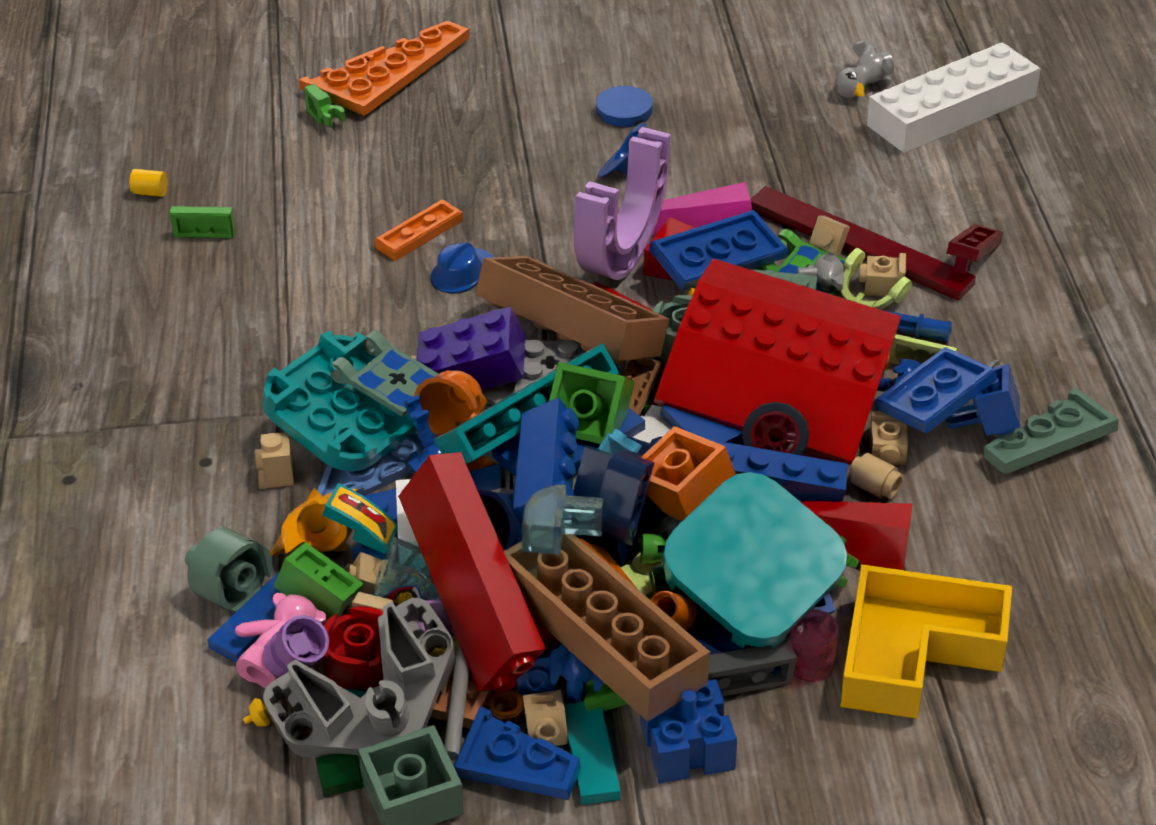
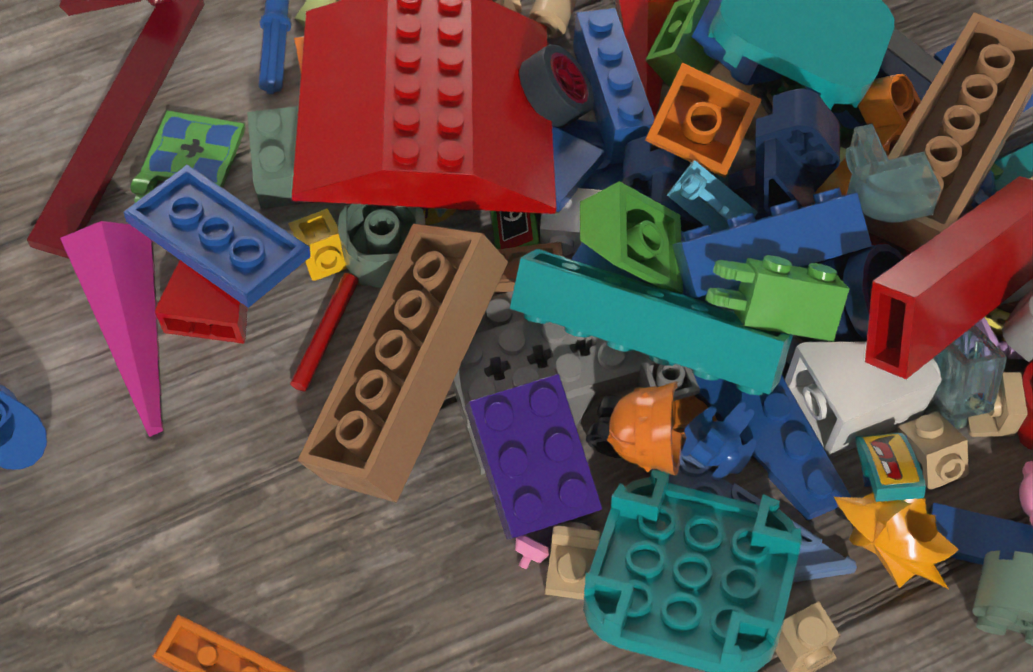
camera: 110 degrees left, 20 degrees up
(318, 579) = (992, 484): bright green hinge -> none
(388, 377) = (639, 516): sand green flag -> none
(458, 267) = (302, 572): blue piece -> none
(498, 444) = (783, 296): none -> bright green hinge
(614, 241) = (240, 368): lavender piece -> none
(829, 235) = (128, 140): tan plate -> none
(829, 271) = (215, 118): light grey piece -> none
(882, 273) = (192, 69): tan brick -> none
(896, 294) = (195, 97): yellowish green piece -> none

